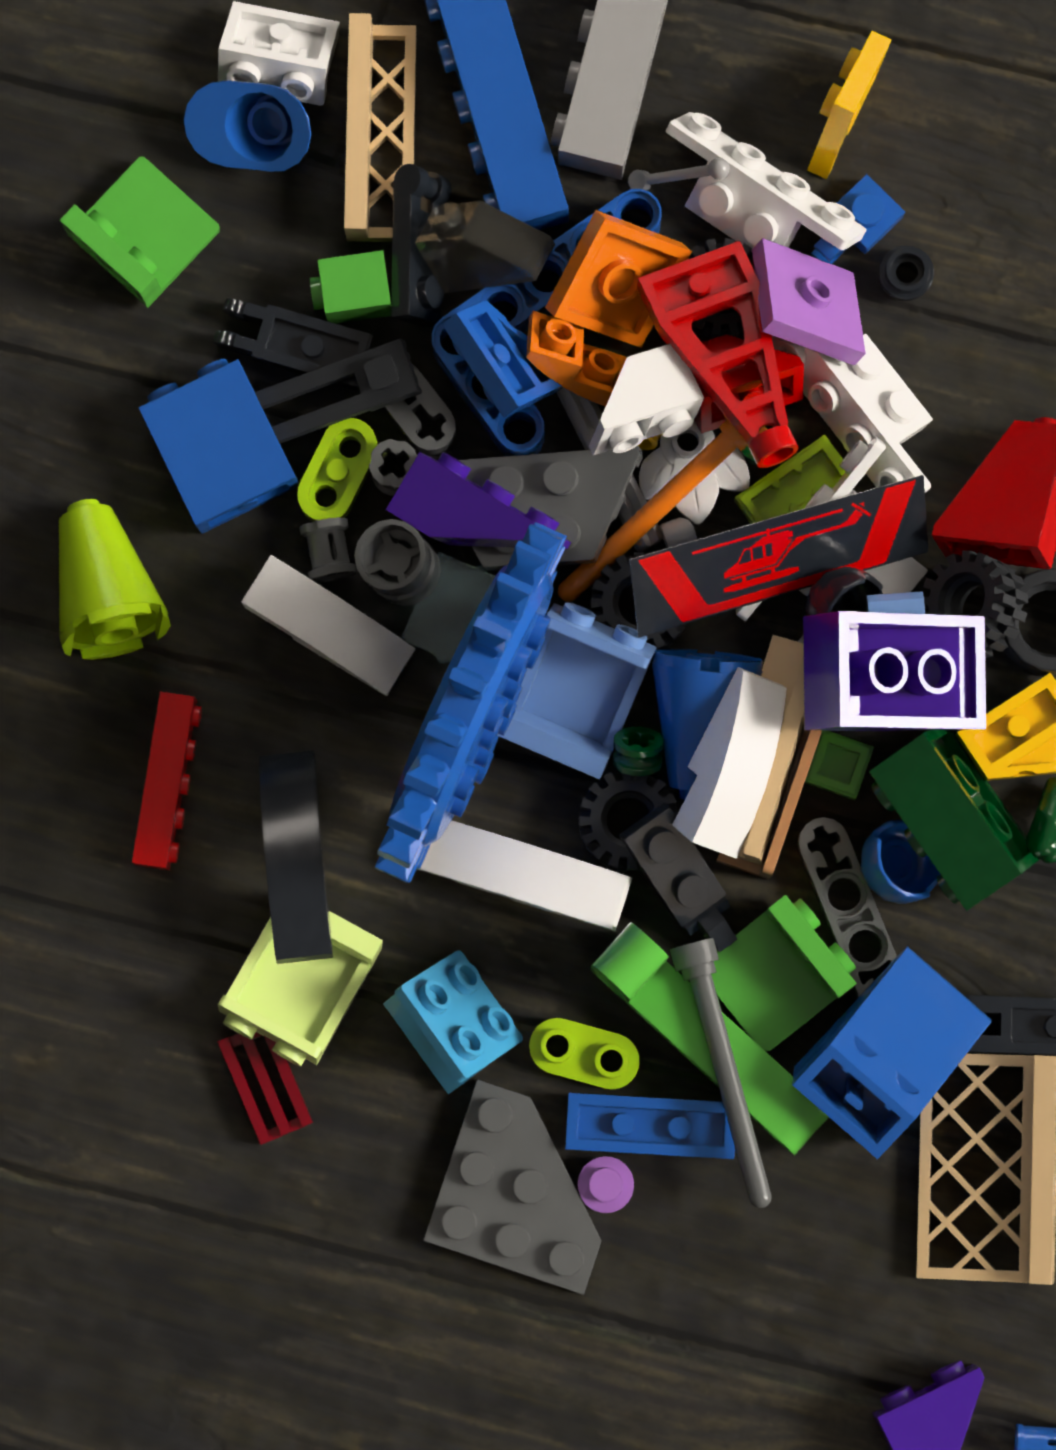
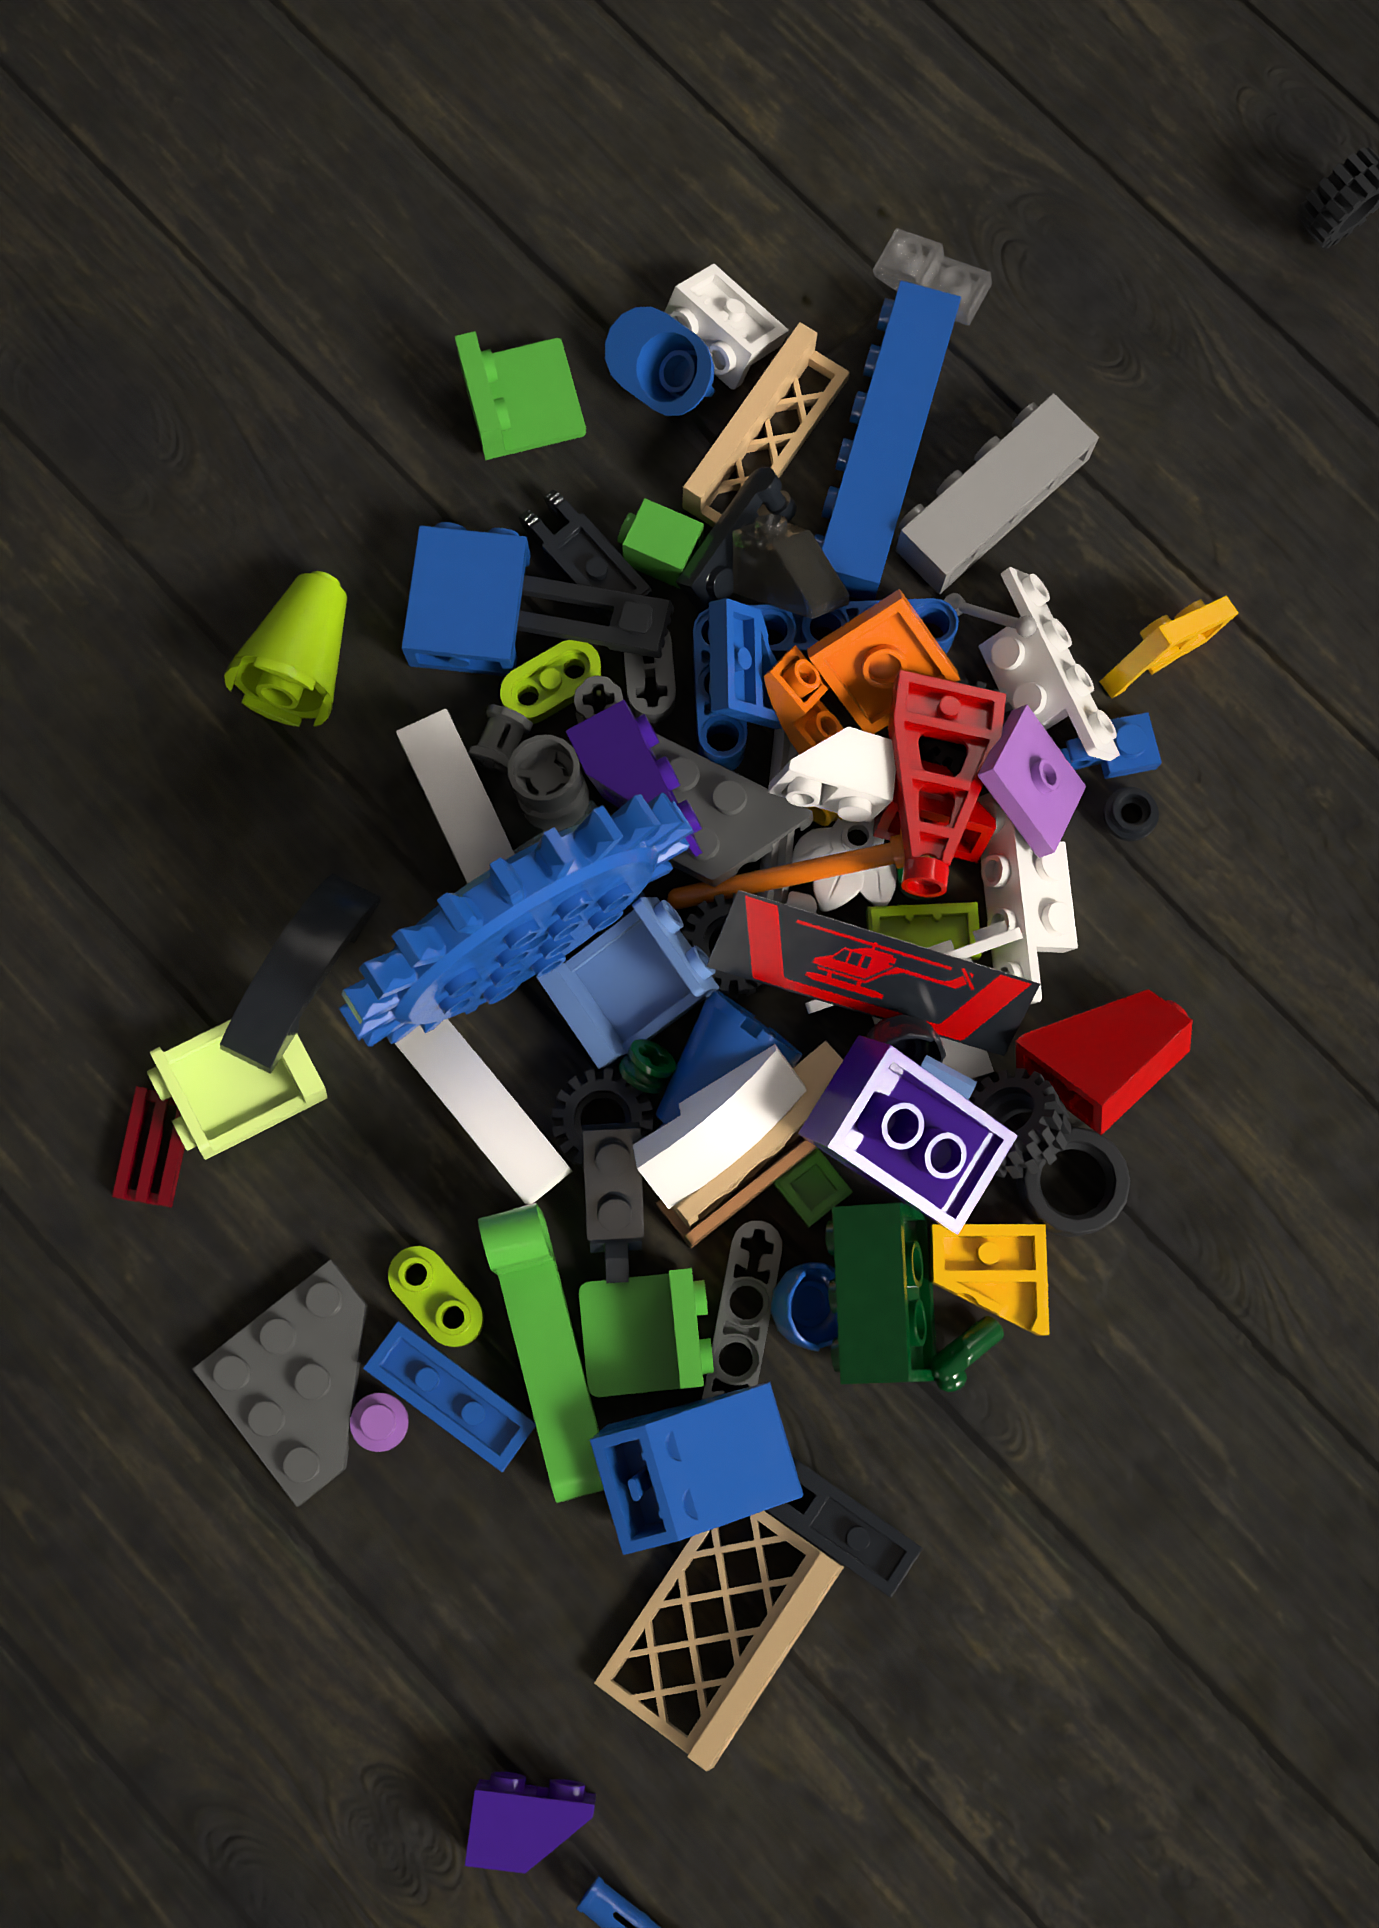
camera: 25 degrees right, 5 degrees down
(166, 781) = (241, 844): red piece -> none
(453, 1020) = (343, 1195): dark azure bracket -> none
(697, 965) = (576, 1281): dark grey piece -> none

